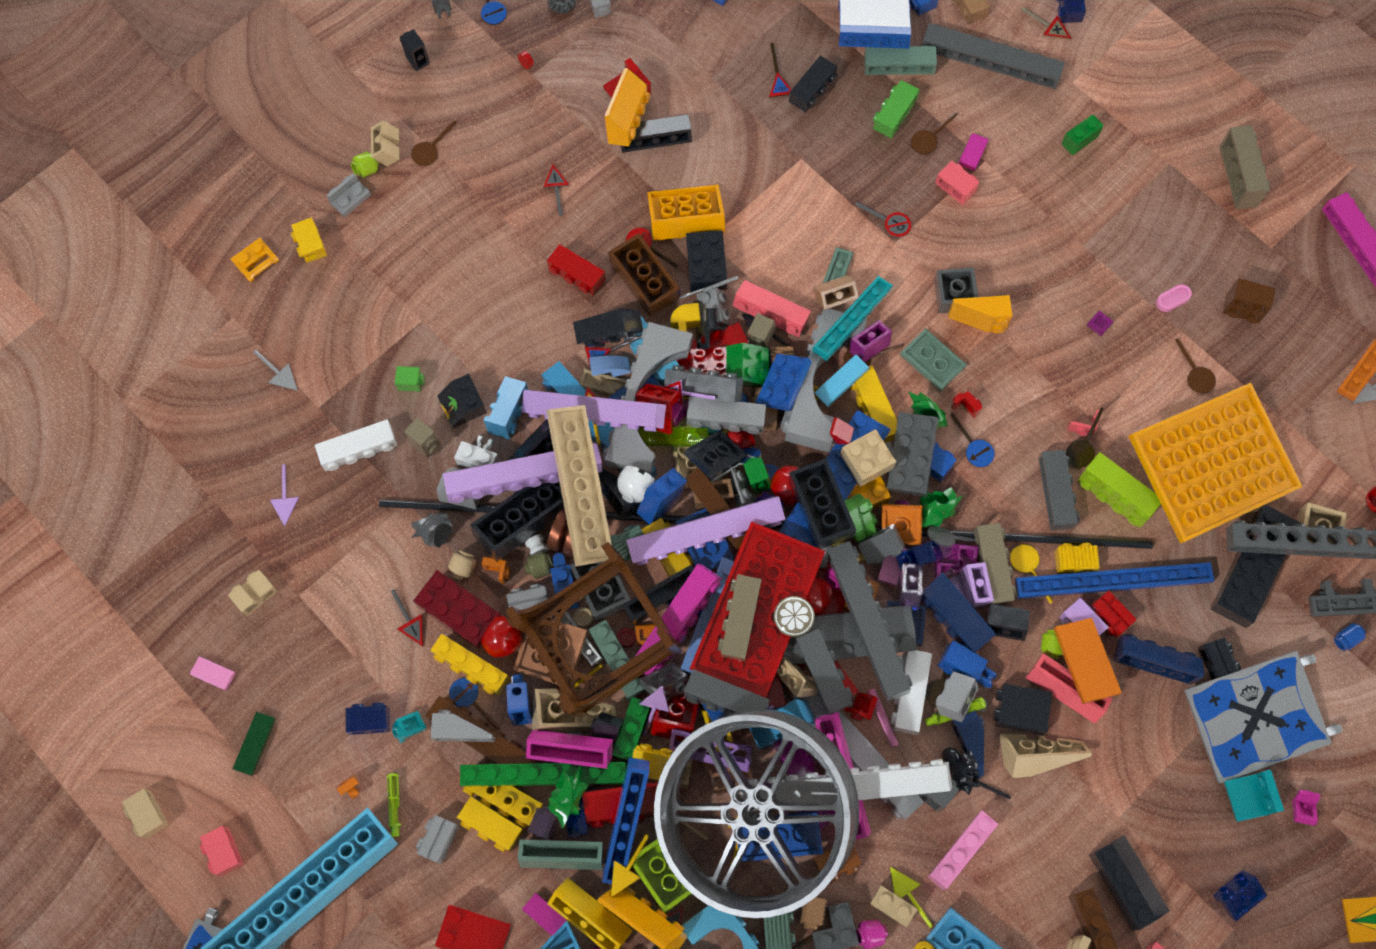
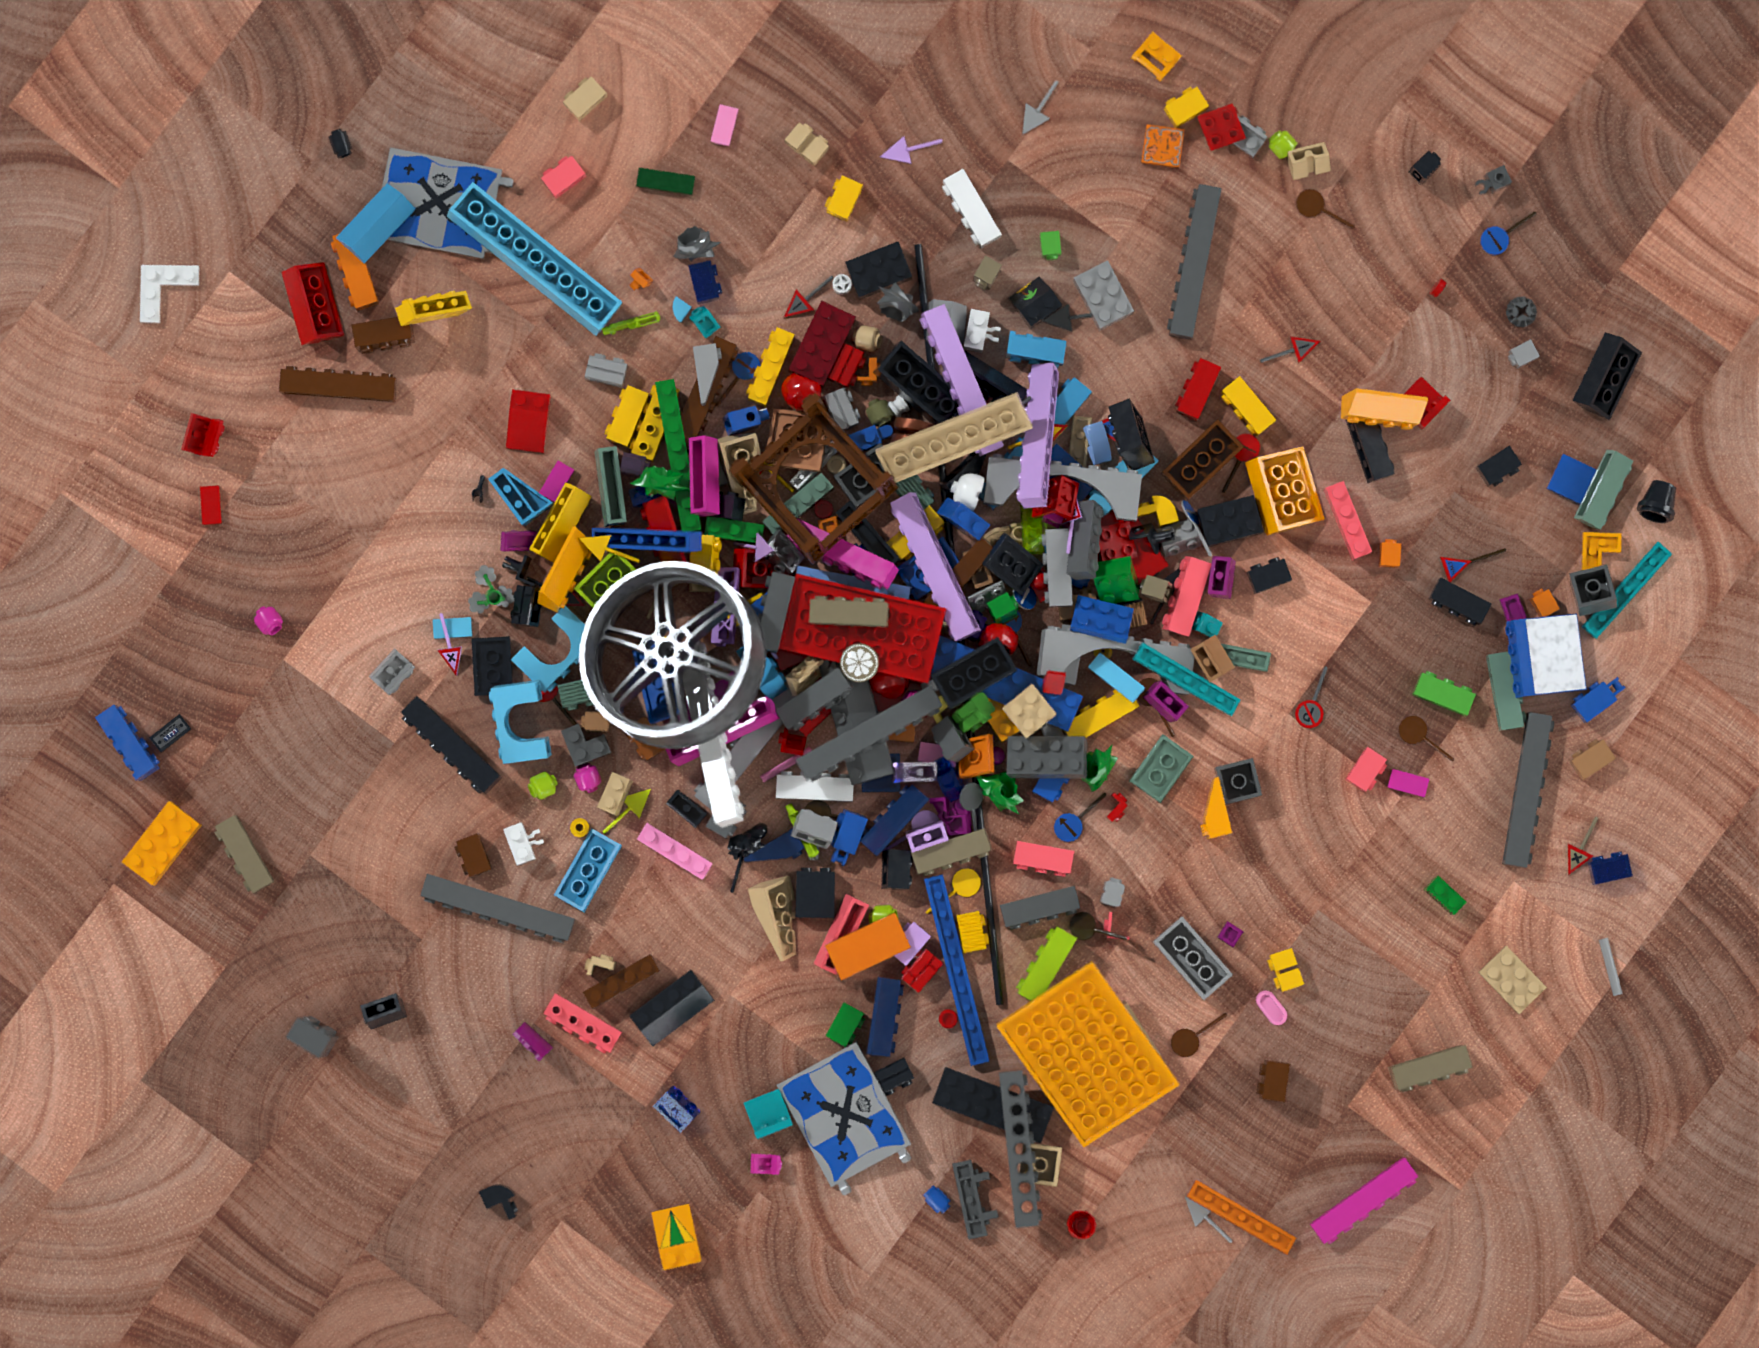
camera: 75 degrees right, 15 degrees up
(316, 565) = (844, 198): none -> yellow brick
(325, 721) = (694, 244): none -> dark grey hair
(334, 211) = (1221, 126): none -> red hinge
(340, 267) = (1162, 146): none -> orange tile
(390, 750) = (680, 309): none -> medium azure tile
(394, 547) = (878, 270): none -> black brick
(399, 578) = (841, 281): none -> white wheel
(455, 255) = (1195, 261): none -> dark grey brick
(468, 338) = (1103, 295): none -> light grey brick
(483, 382) = (1063, 319): none -> dark grey piece
(486, 589) = (846, 366): none -> red brick
(601, 230) = (1247, 406): none -> yellow brick
(696, 35) = (1498, 466): none -> black brick
(723, 162) = (1347, 520): none -> coral brick
(759, 274) = (1221, 577): none -> magenta brick
(760, 133) = (1390, 553): none -> orange brick
(763, 236) = (1269, 575): none -> black brick
(802, 295) = (1206, 624): none -> teal bracket
(825, 18) = (1544, 603): none -> orange brick
(828, 46) = (1512, 608): none -> magenta tile
(918, 829) = (686, 808): none -> black brick
(1010, 479) = (1043, 858): none -> coral brick
(1053, 417) = (1112, 892): none -> light grey brick
(1123, 356) = (1192, 958): none -> light grey brick
(1134, 280) = (1289, 979): none -> yellow piece
(1160, 16) = (1610, 966): none -> light grey piece
(1162, 597) = (948, 1018): none -> red tile
(1162, 700) = (845, 1025): none -> green brick
(1163, 95) = (1512, 979): none -> tan plate

